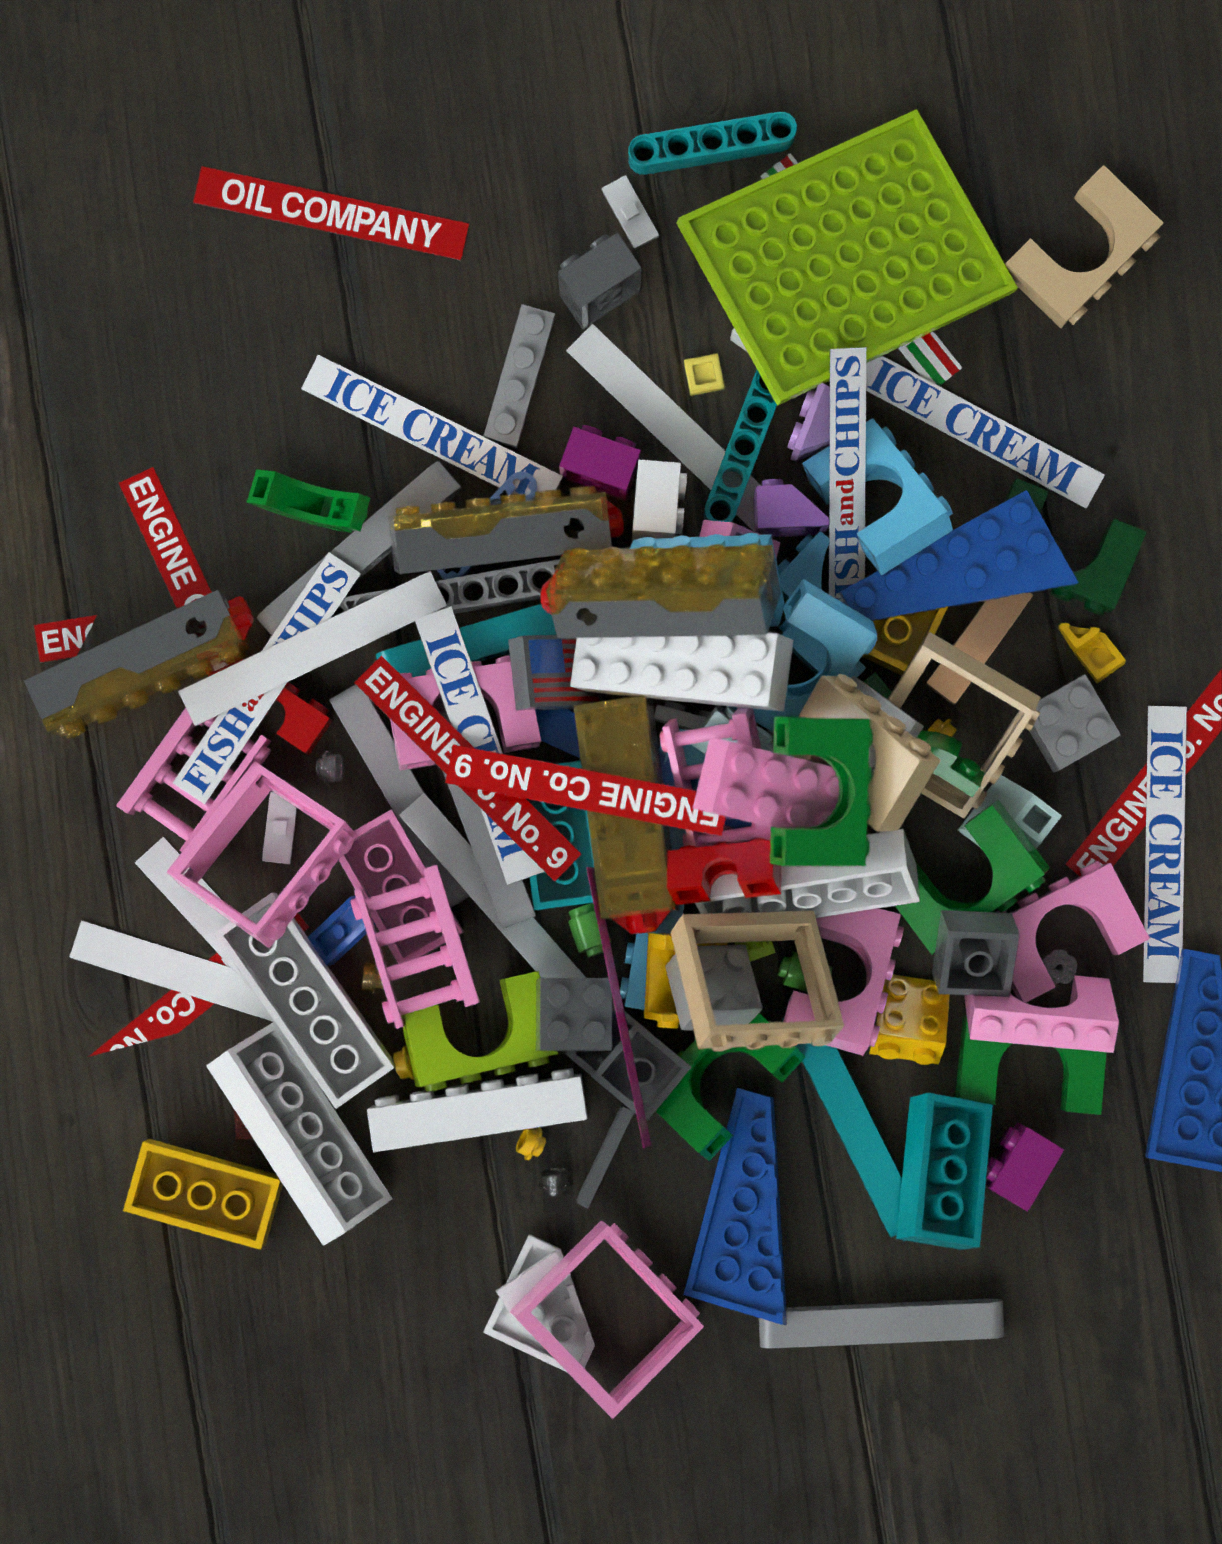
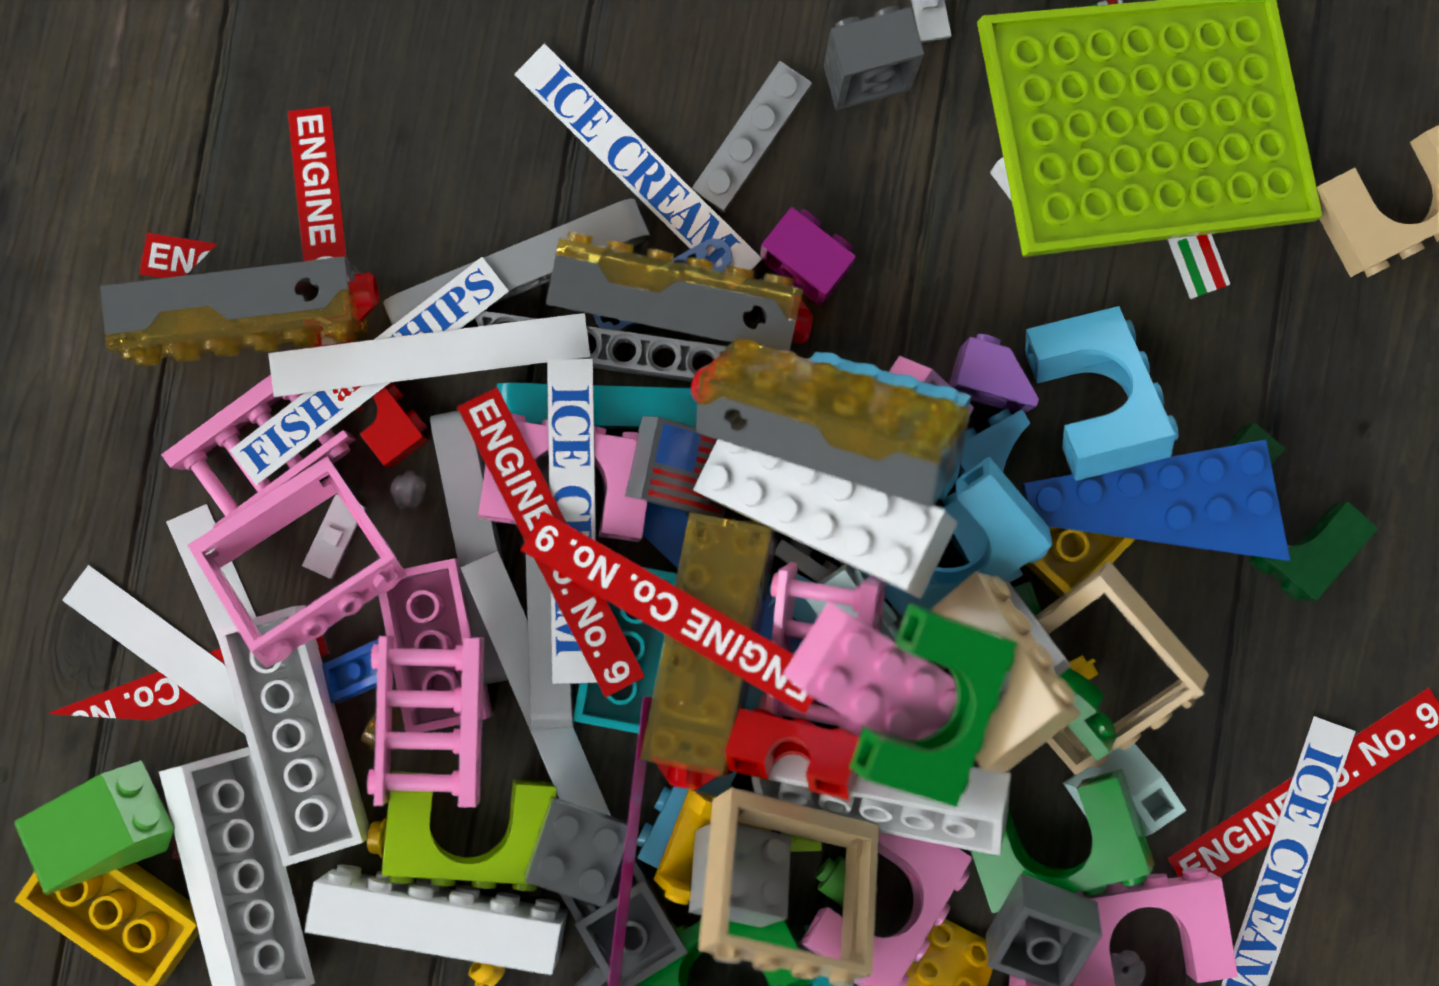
camera: 20 degrees right, 0 degrees up
(171, 1127) = (96, 828): none -> bright green slope
(308, 502) = (478, 196): green arch -> none
(586, 930) = (622, 759): bright green brick -> none
(656, 500) = (856, 314): white brick -> none
(658, 413) = (893, 238): white sticker -> none
(704, 374) = (950, 200): light yellow tile -> none
(738, 463) = (956, 307): teal beam -> none
(815, 431) = (1067, 291): lavender slope -> none
(847, 467) = (1075, 349): white sticker -> none
(979, 641) = (1157, 584): light nougat slope -> none
(982, 431) = (1226, 355): white sticker -> none
(1072, 724) = (1231, 713): light grey brick -> none
(1093, 650) = (1274, 636): yellow slope -> none

